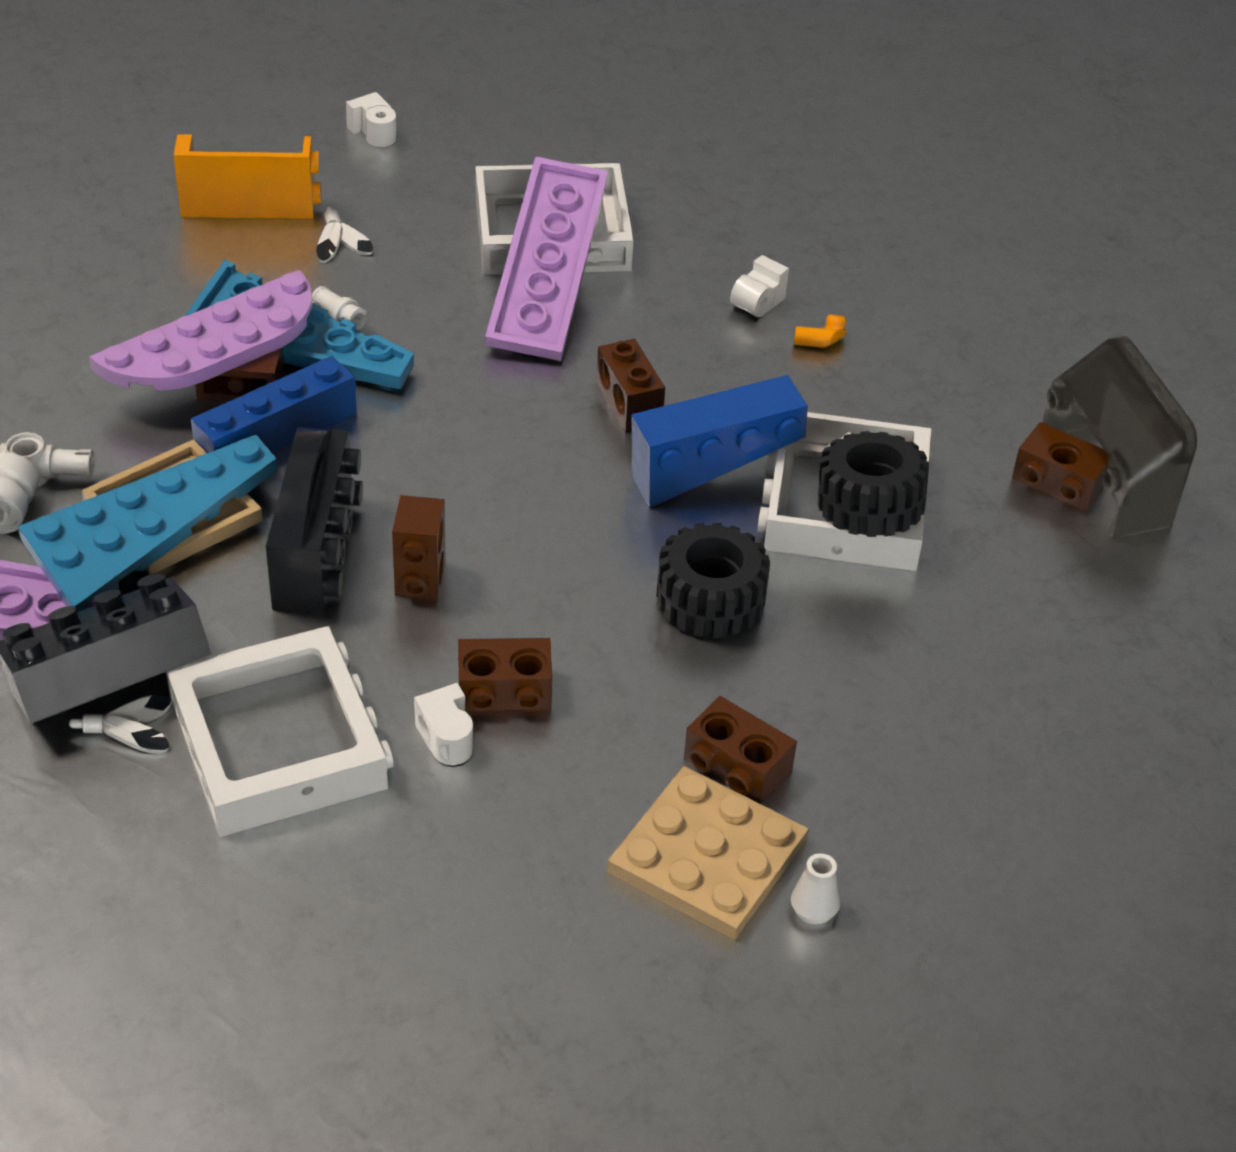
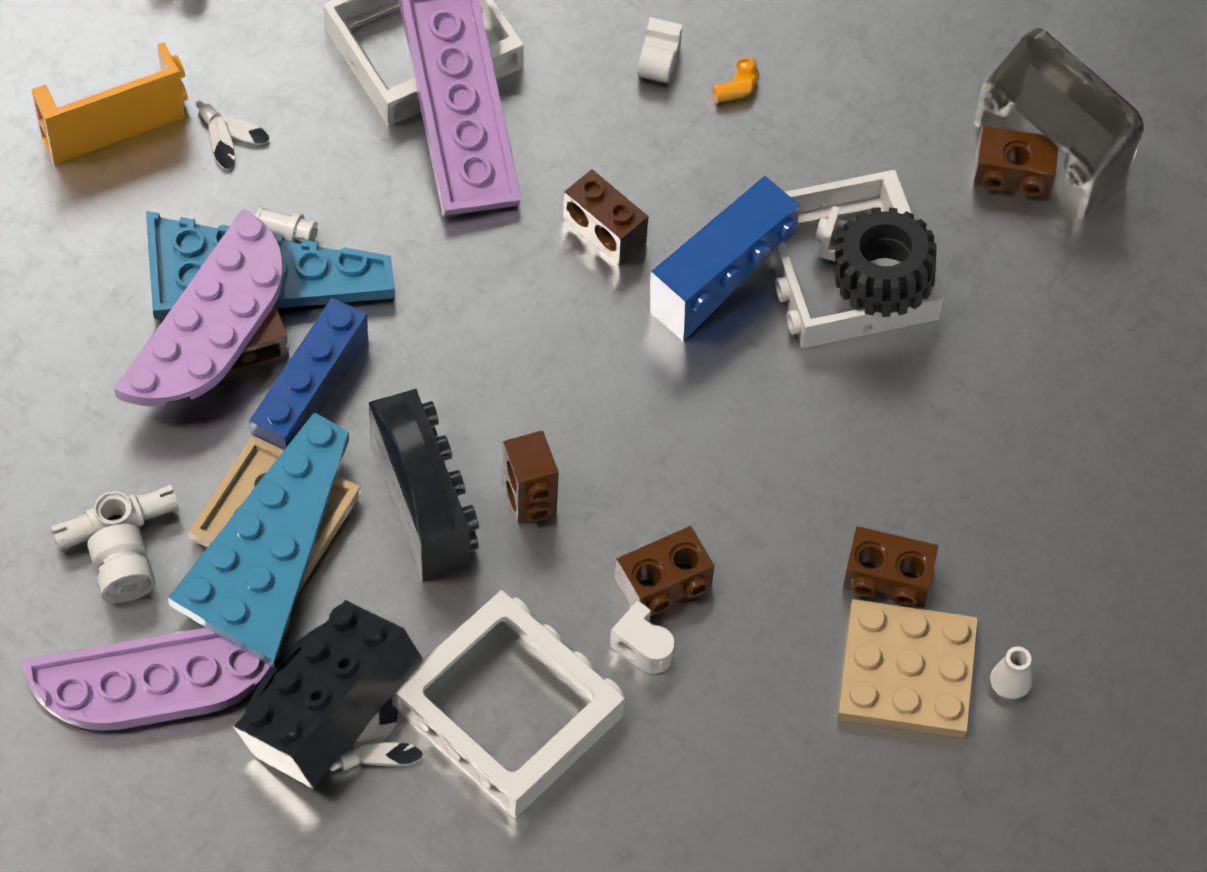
camera: 25 degrees left, 15 degrees up
(712, 579) = (792, 379): black tyre -> none

